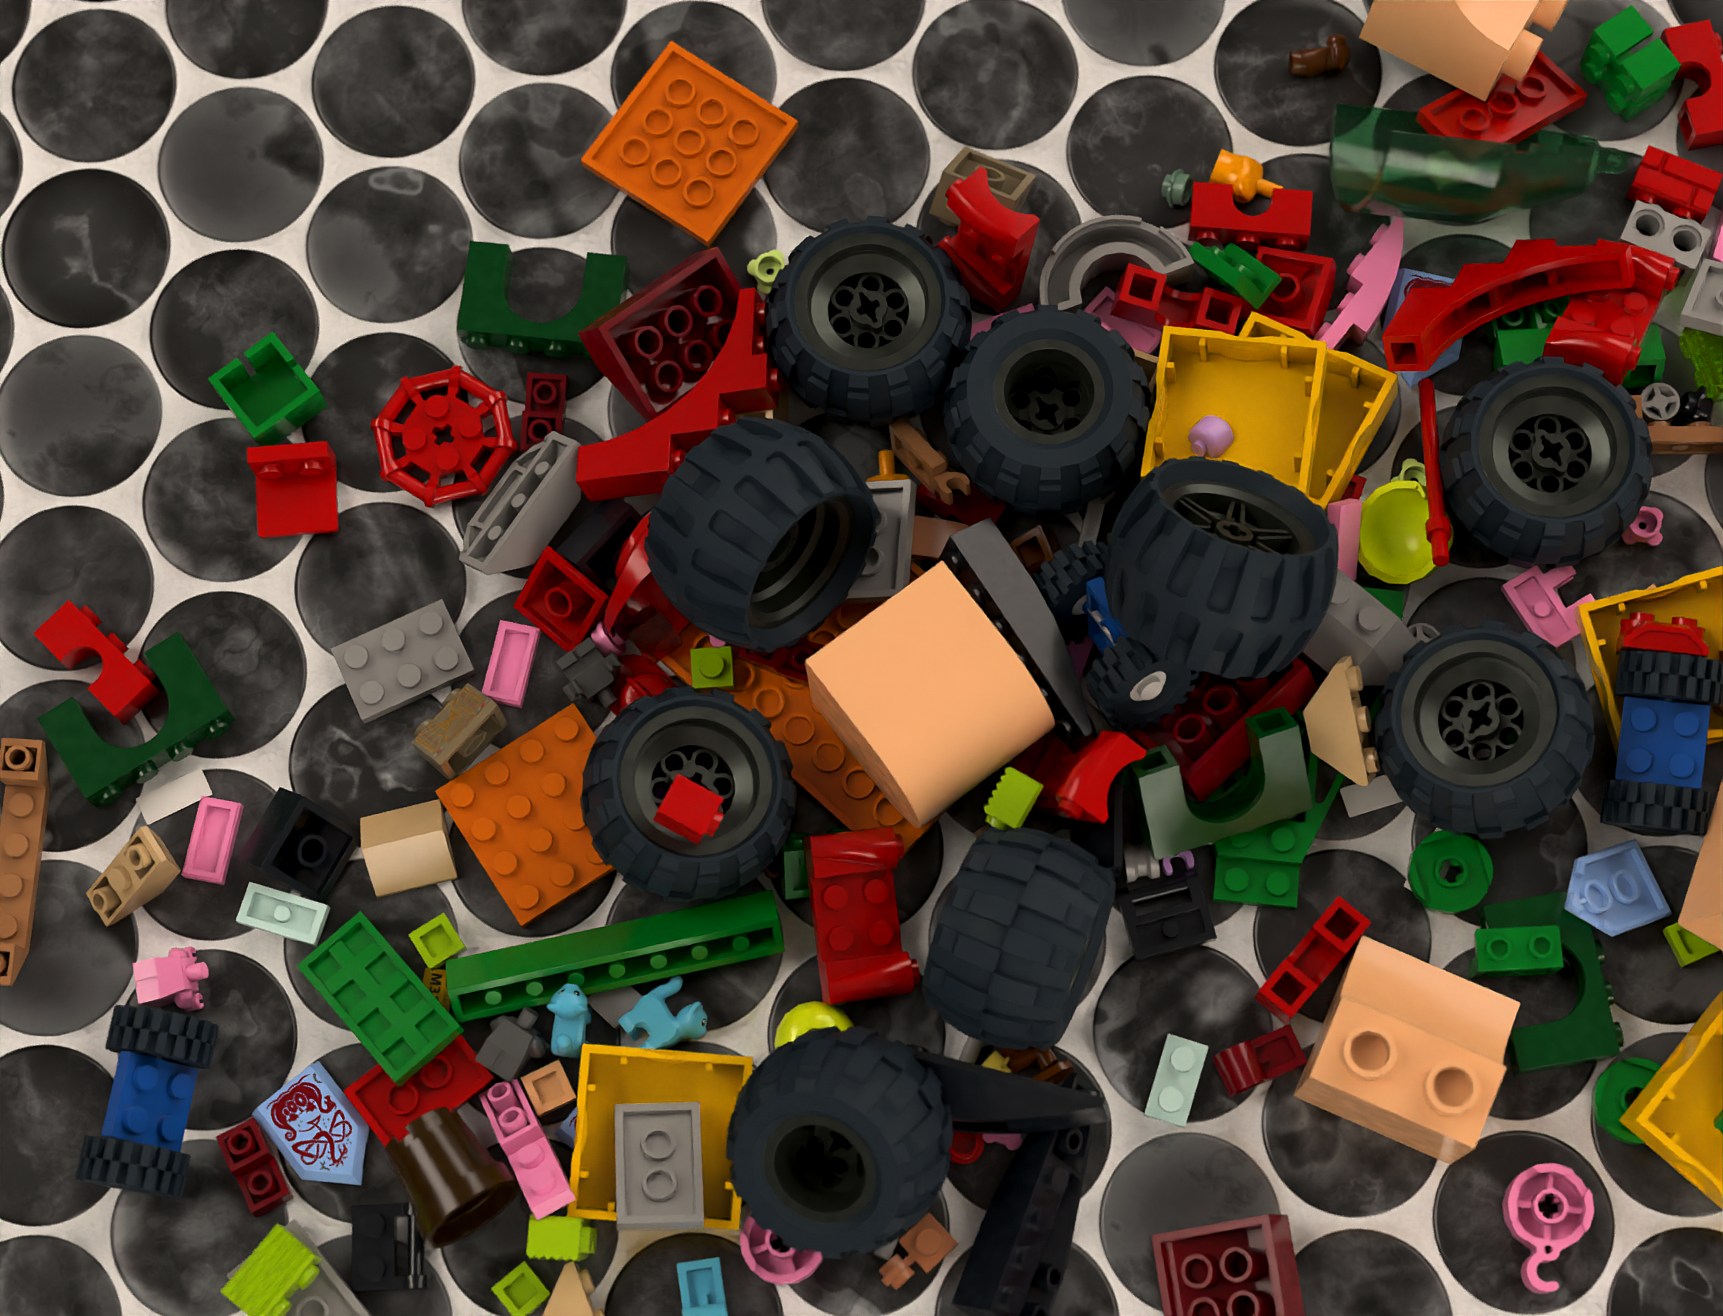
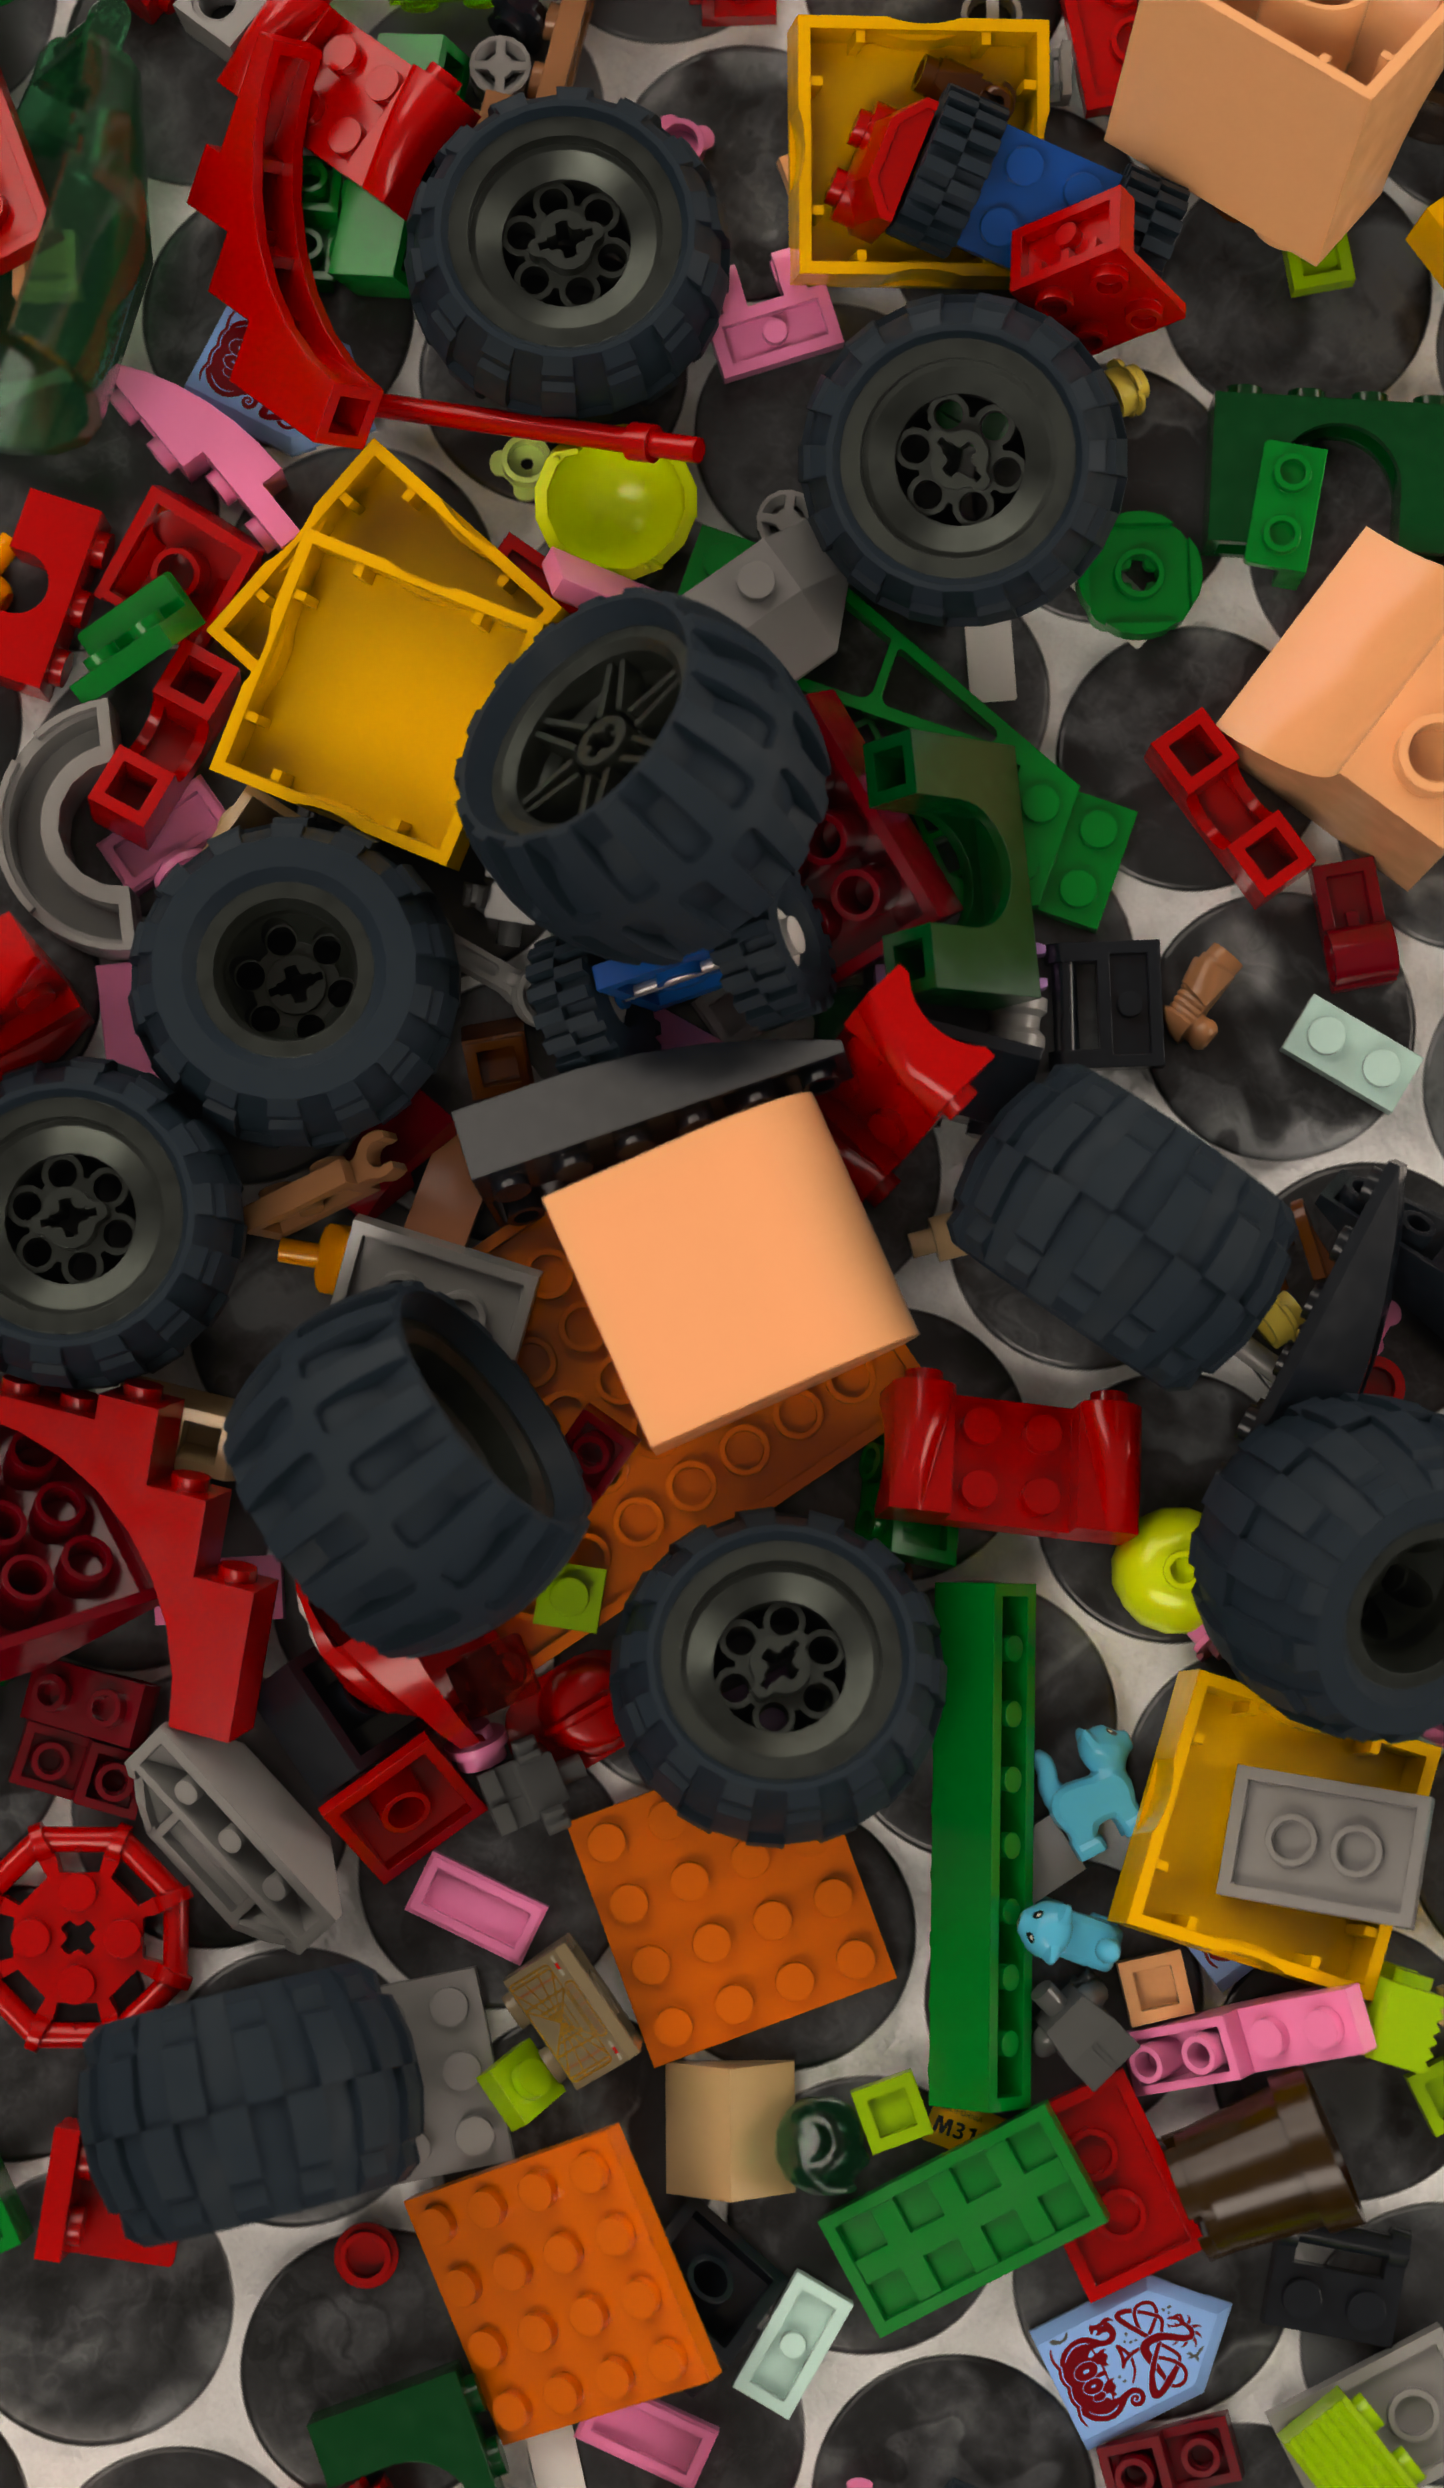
camera: 80 degrees left, 10 degrees up
(287, 648) = (366, 2255): none -> red plate
(290, 760) = (562, 2285): none -> orange plate
(363, 541) = (250, 2104): none -> black wheel
(407, 711) = (520, 2085): none -> lime plate
(407, 901) = (821, 2146): none -> clear green hair
(585, 406) = (92, 1703): none -> dark red plate
(690, 810) = (838, 1679): red brick -> none
(1011, 799) = (906, 1186): lime brick -> none
(1192, 974) = (1200, 989): none -> medium nougat arm
(1210, 436) = (398, 745): lavender piece -> none
(1340, 724) = (898, 671): tan slope -> none
(1568, 834) = (1129, 387): none -> light yellow plate
(1615, 890) = (1231, 346): light blue tile -> none
(1621, 772) = (1088, 276): none -> red bracket

